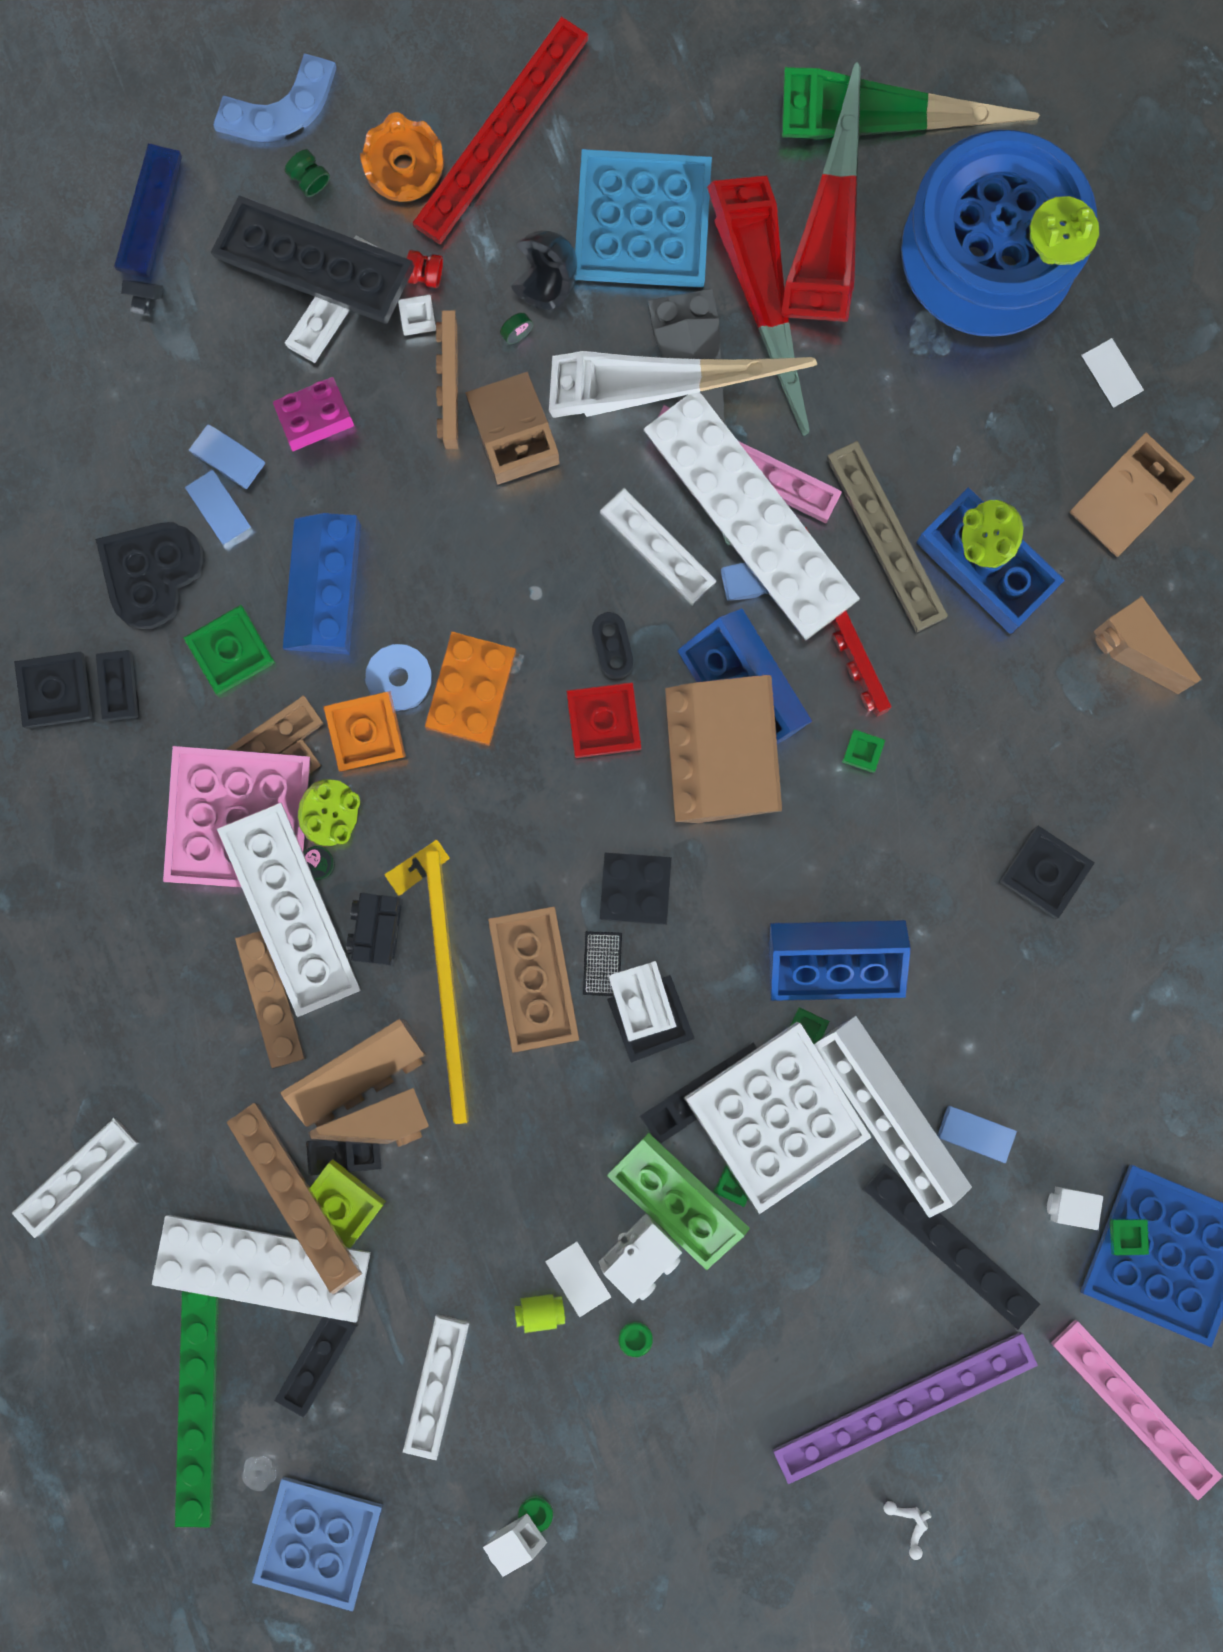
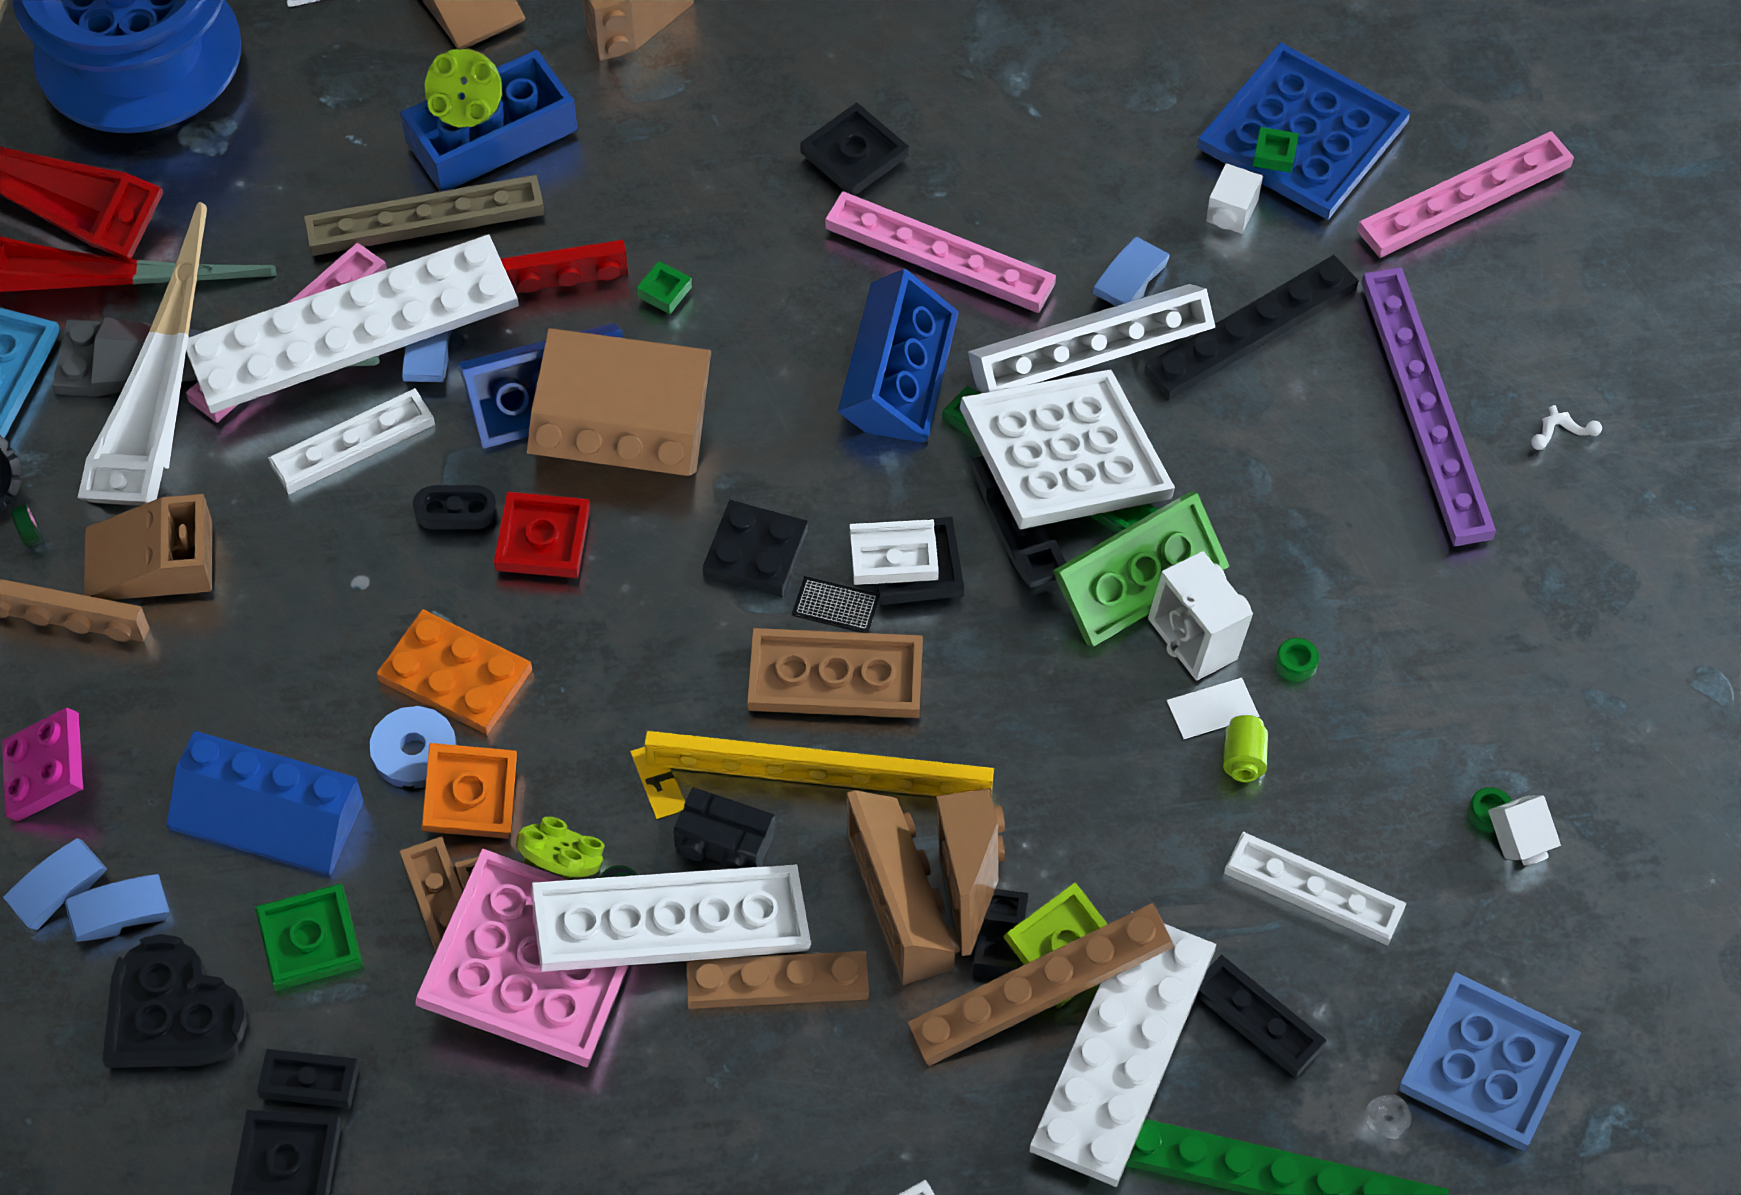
camera: 75 degrees left, 25 degrees down
(957, 969) = (940, 252): none -> bright pink plate

